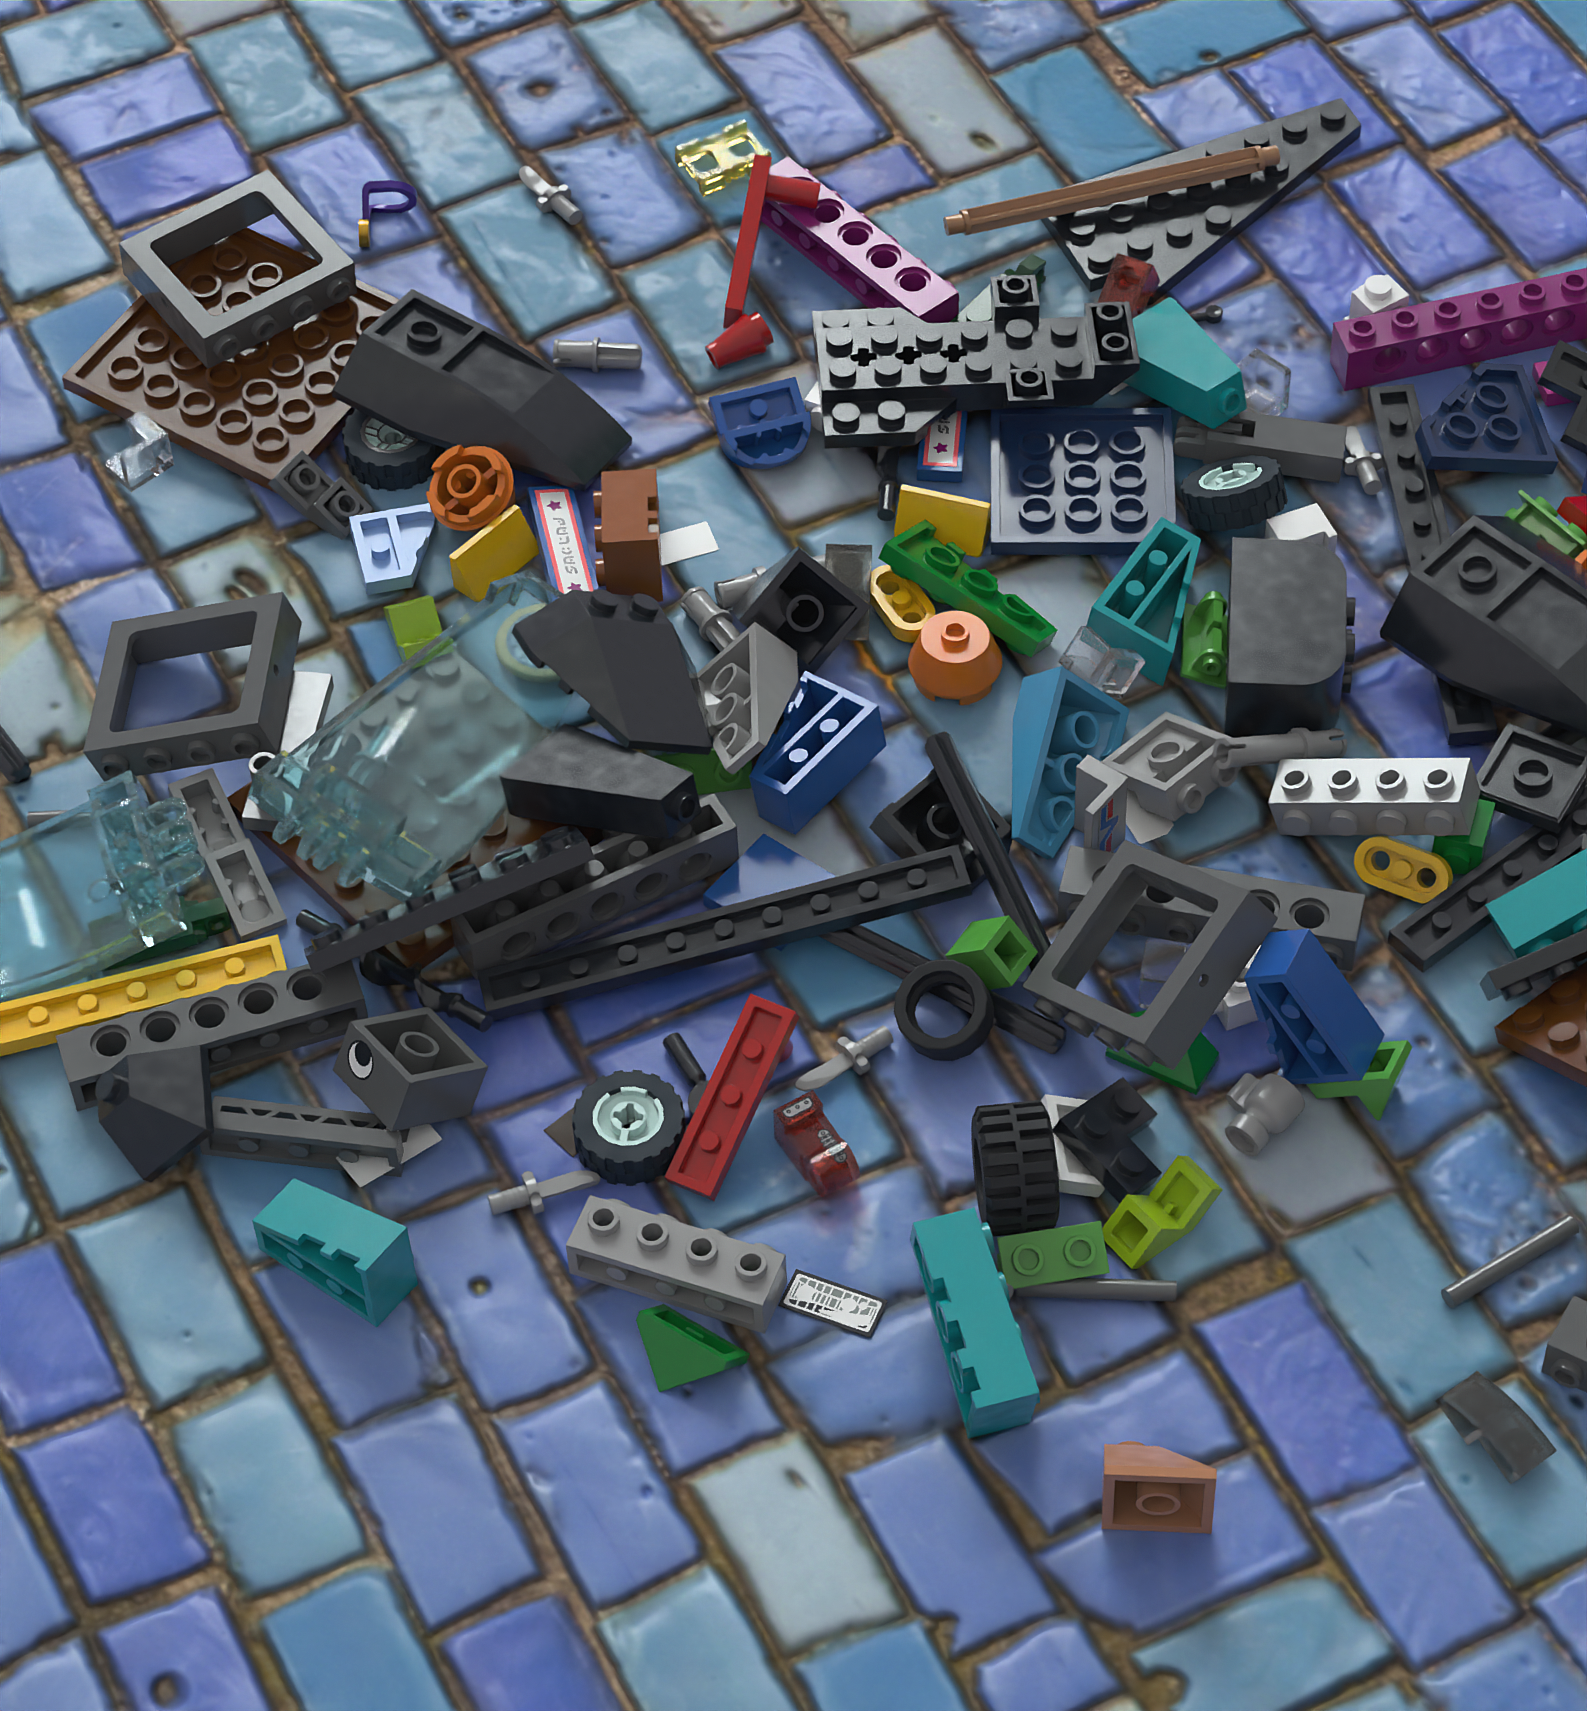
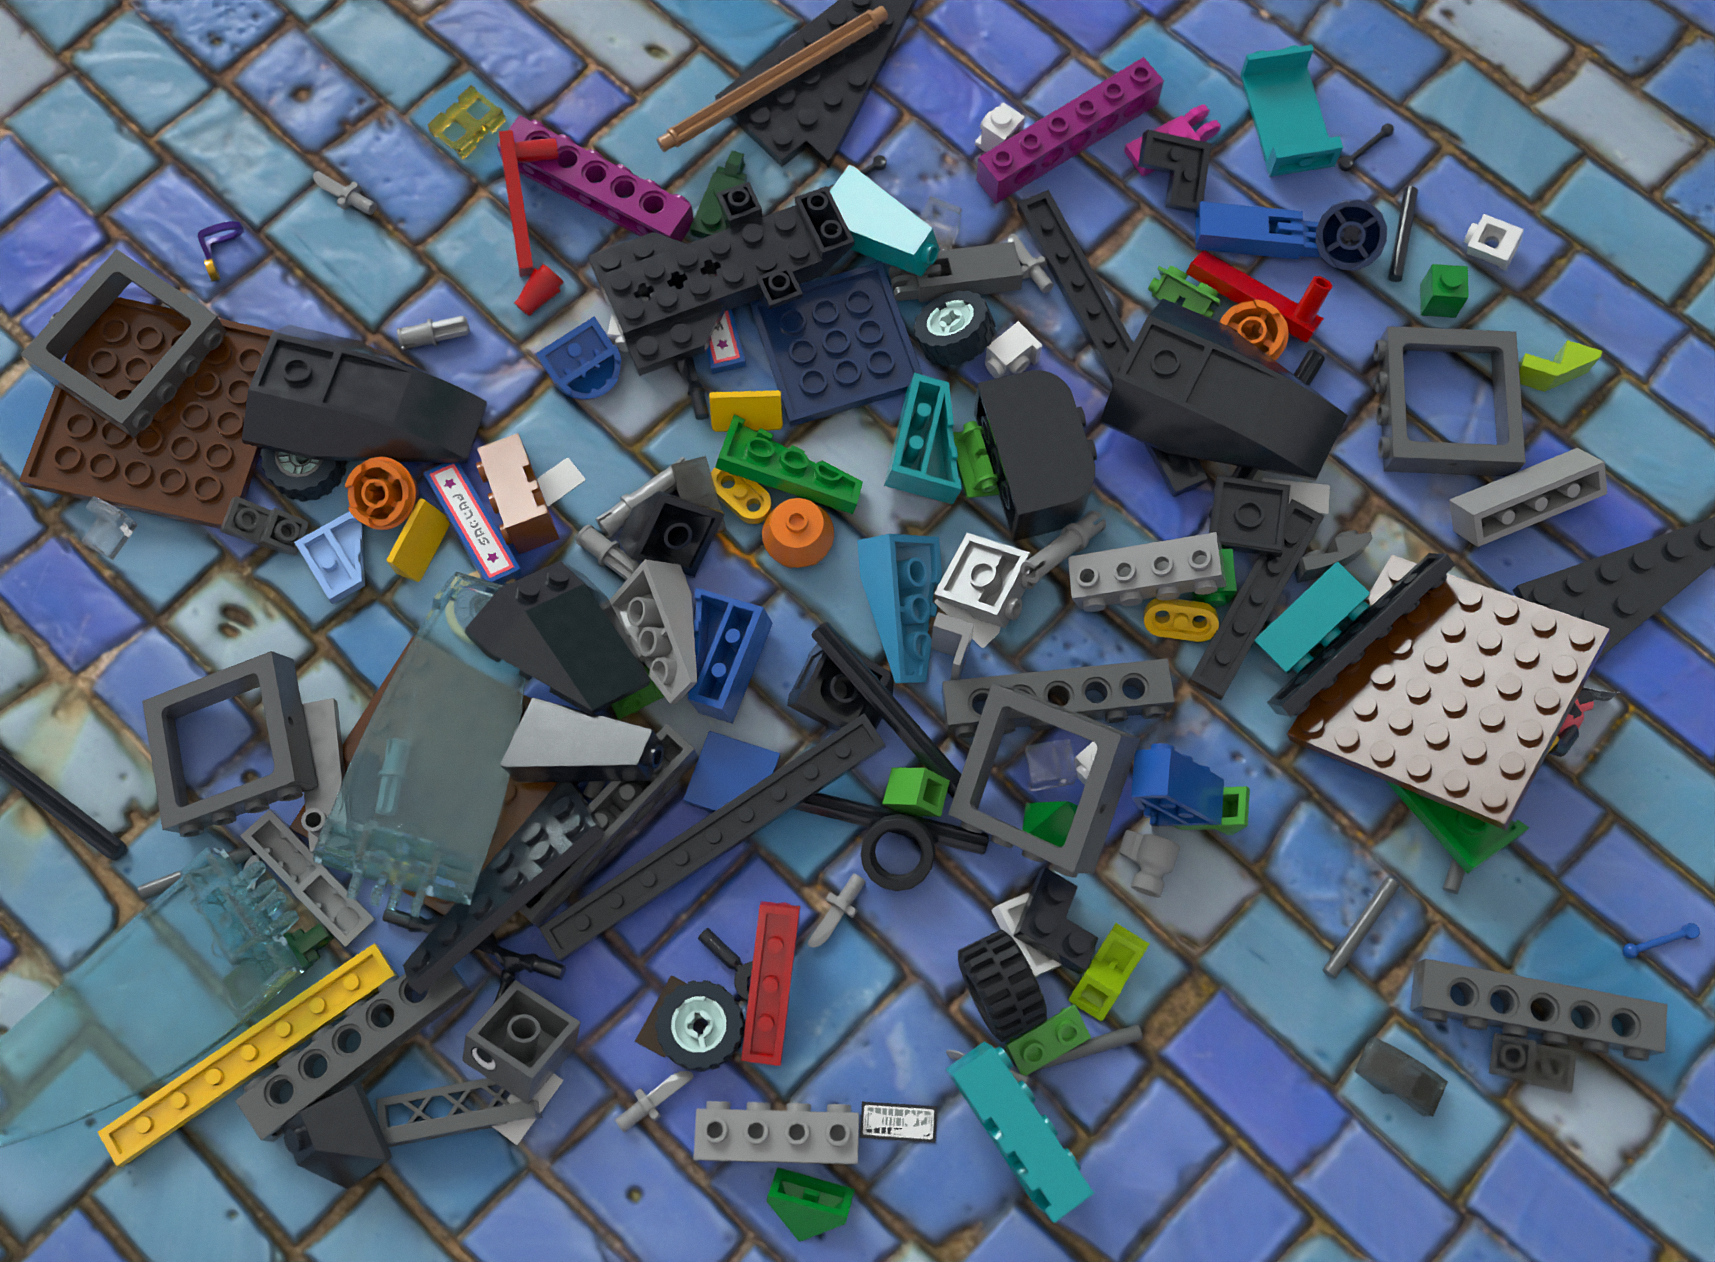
camera: 20 degrees left, 20 degrees up
(339, 1249) = (519, 1211): teal wedge -> none
(413, 624) = (382, 627): lime slope -> none
(814, 1144) = (844, 998): clear red leg -> none
(1099, 664) = (906, 512): clear panel -> none
(1130, 281) = (814, 166): clear red leg -> none
(1155, 1490) = (1183, 1217): nougat slope -> none
(1488, 426) = (1114, 212): dark blue plate -> none

